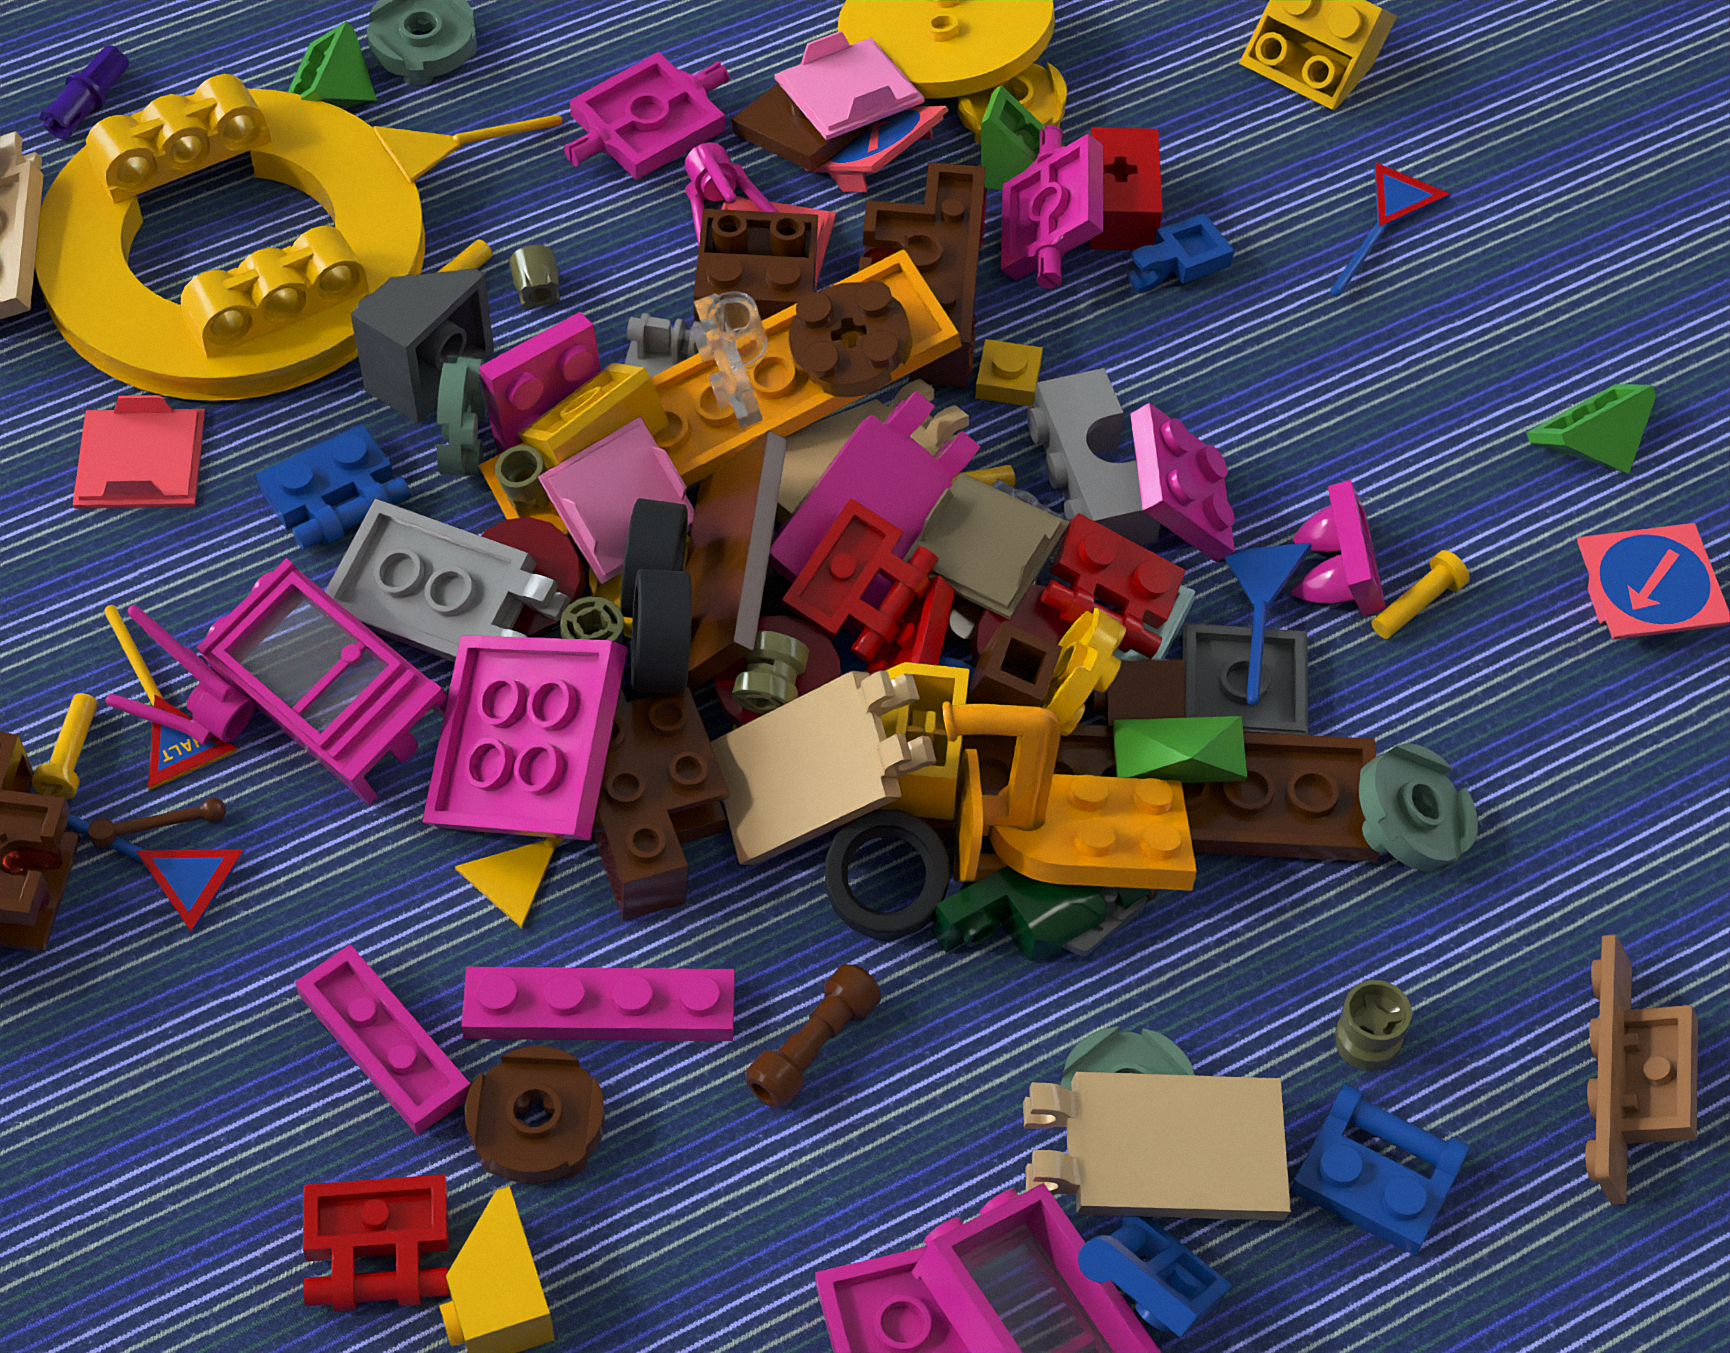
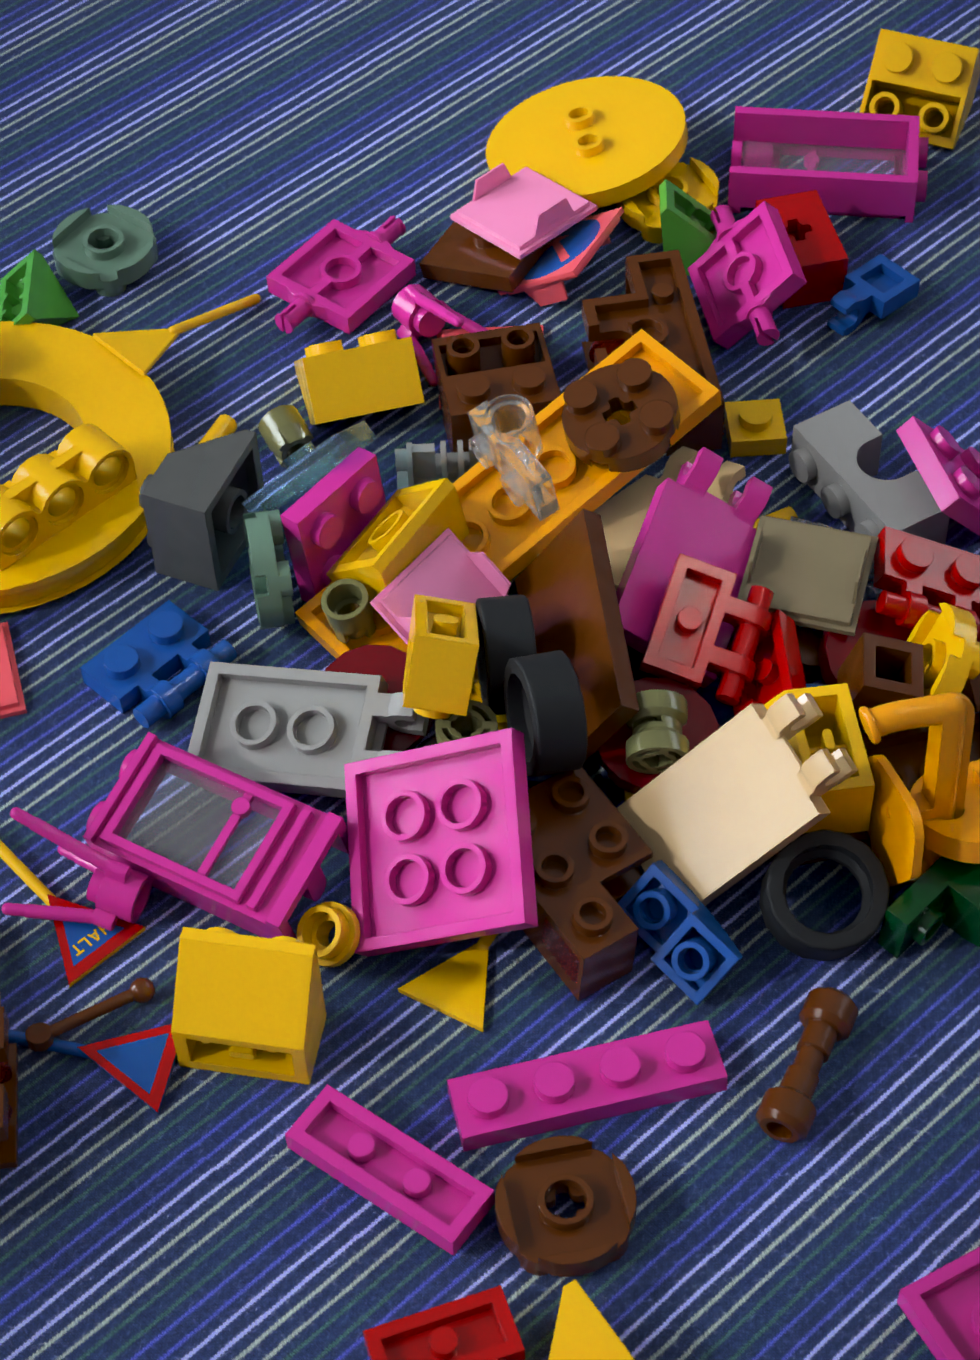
camera: 10 degrees left, 5 degrees down
(297, 850) = (247, 1004): none -> yellow slope
(402, 797) = (316, 926): none -> yellow plate
(532, 318) = (308, 467): none -> clear light blue plate
(581, 548) = (440, 657): none -> yellow slope
(623, 233) = (360, 379): none -> yellow slope
(741, 880) = (681, 931): none -> blue slope
(1197, 95) = (851, 158): none -> dark pink door

